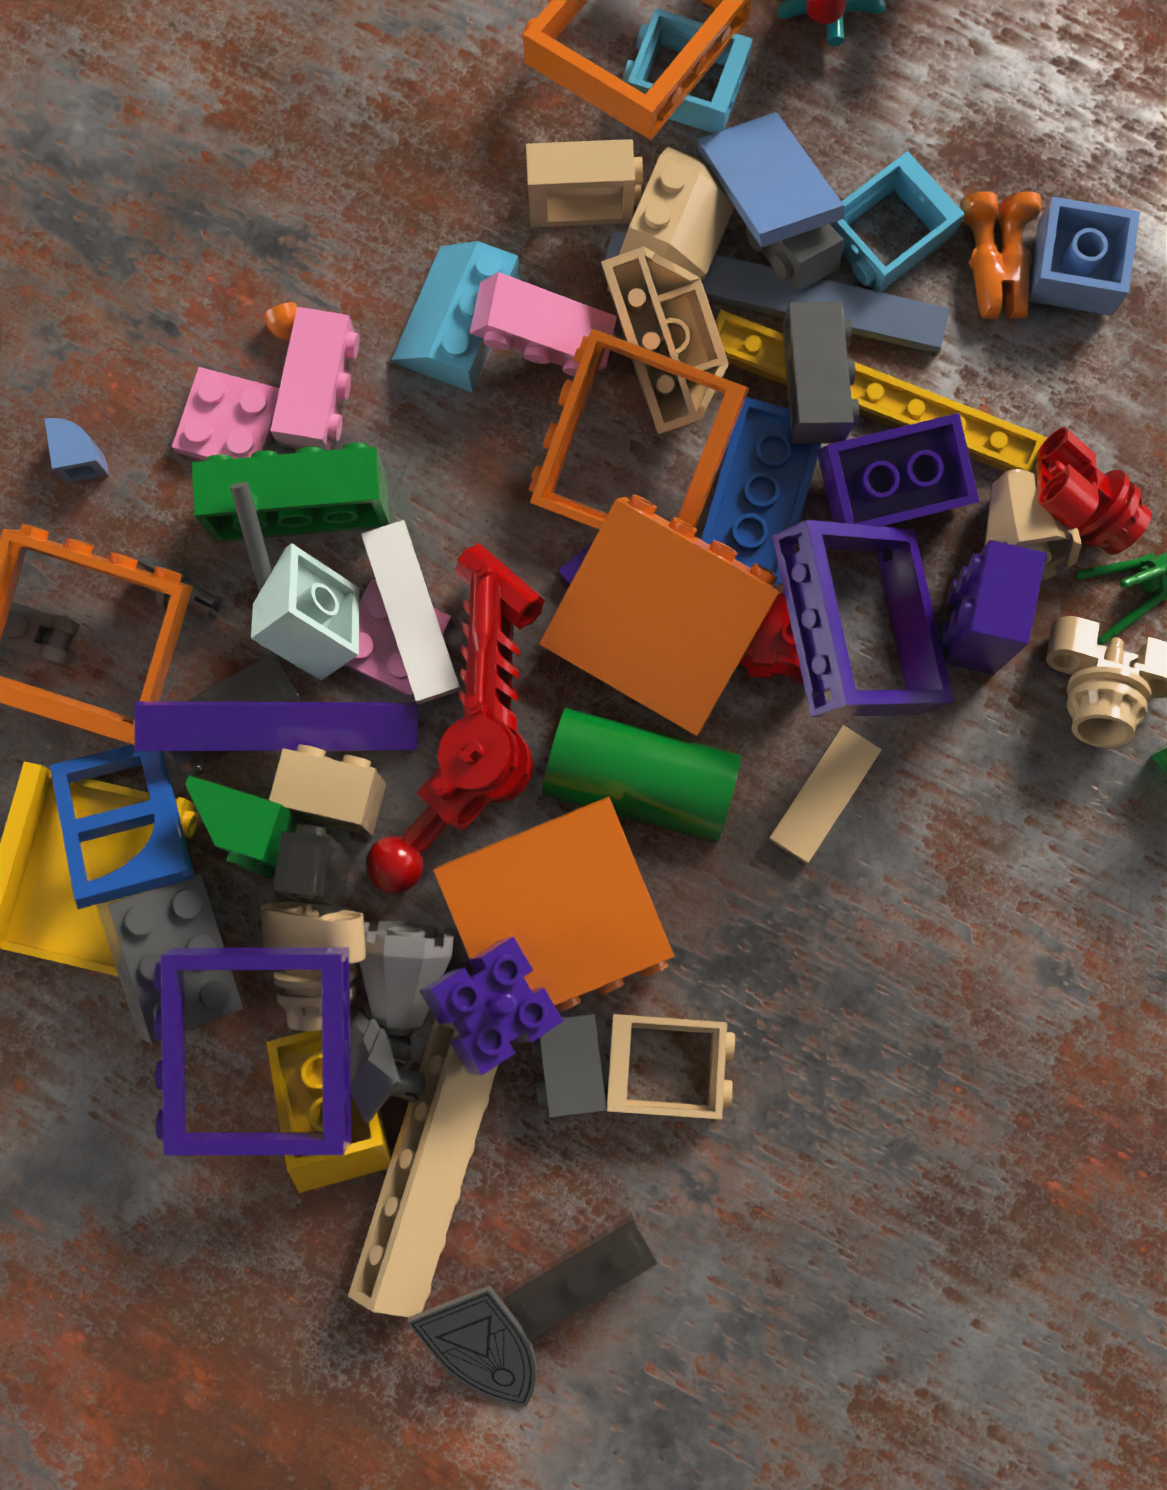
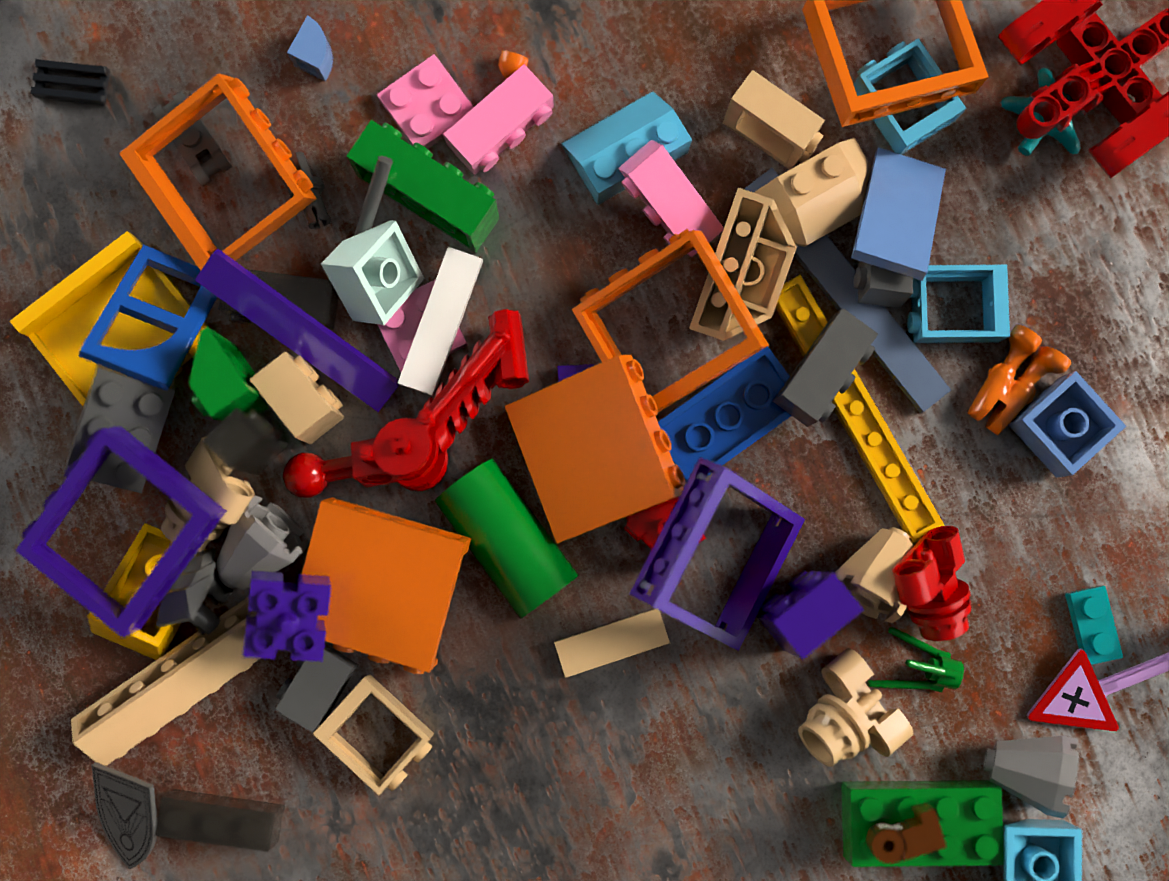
camera: 30 degrees right, 5 degrees up
(899, 473) = (822, 477): dark purple brick -> none

